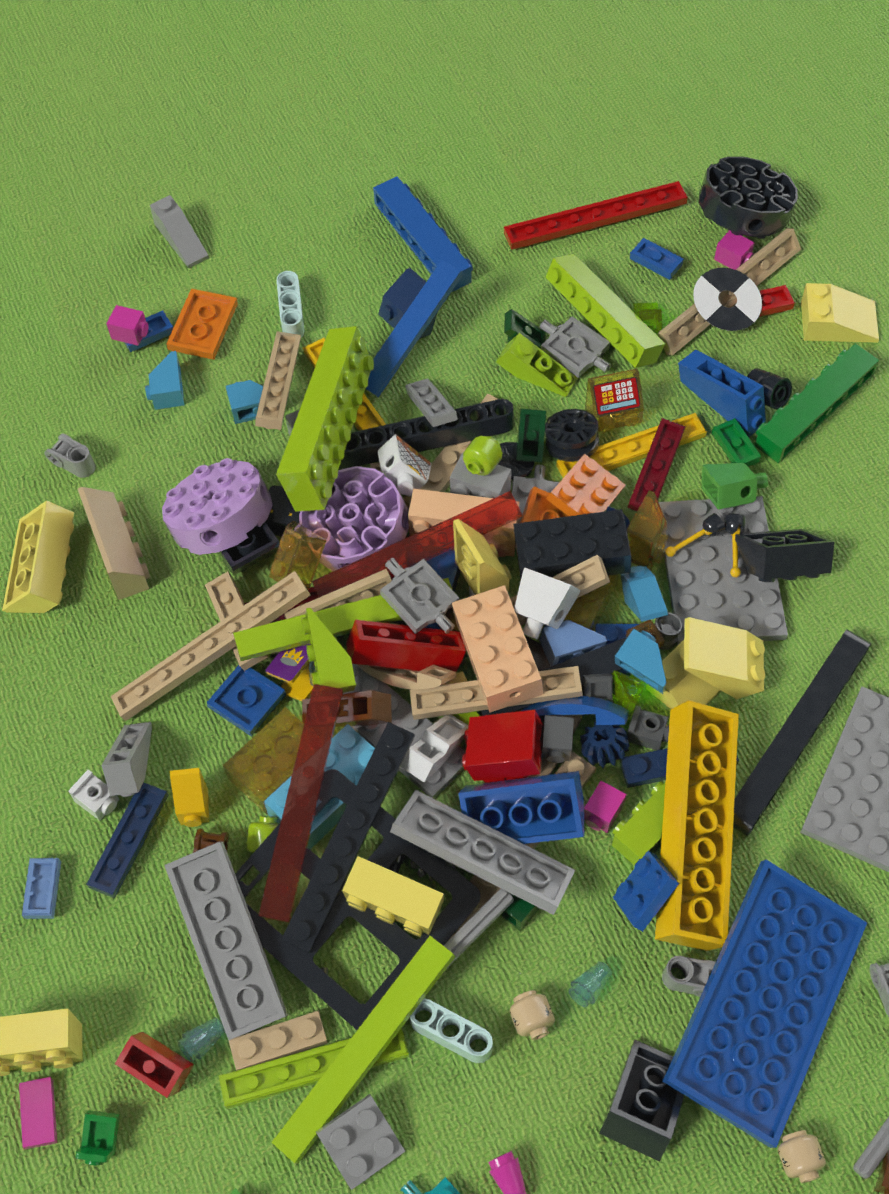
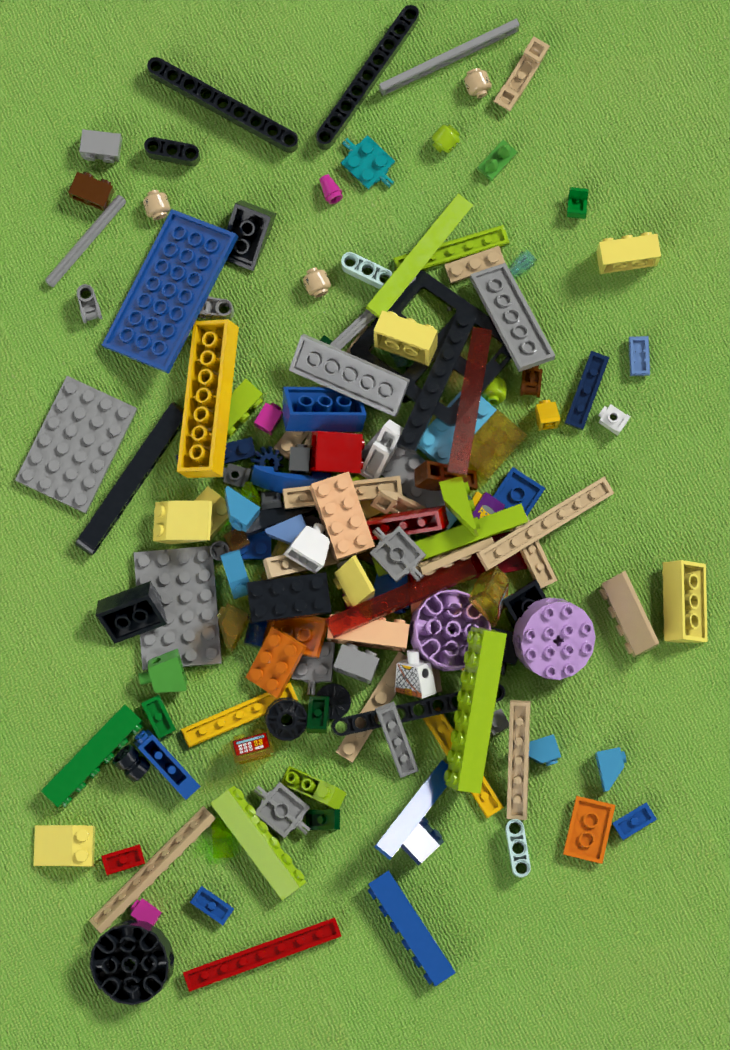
camera: 175 degrees right, 20 degrees up
(37, 1113) = (617, 218): dark pink tile -> none
(71, 456) = (677, 697): light grey piece -> none
(127, 325) = (647, 814): dark pink brick -> none
(128, 759) = (593, 443): light grey slope -> none
(154, 1064) = (548, 244): red brick -> none
(178, 231) = (620, 927): light grey slope -> none
(360, 1141) = (419, 205): light grey plate -> none
(482, 455) = (355, 668): lime head -> none
(588, 986) = (280, 302): clear light blue cone -> none
(645, 890) = (244, 354): blue plate -> none
(657, 462) = (221, 694): dark red tile -> none
(708, 305) = (173, 853): sticker -> none
(712, 527) = (183, 633): hinge -> none
(735, 525) = (166, 633): hinge -> none

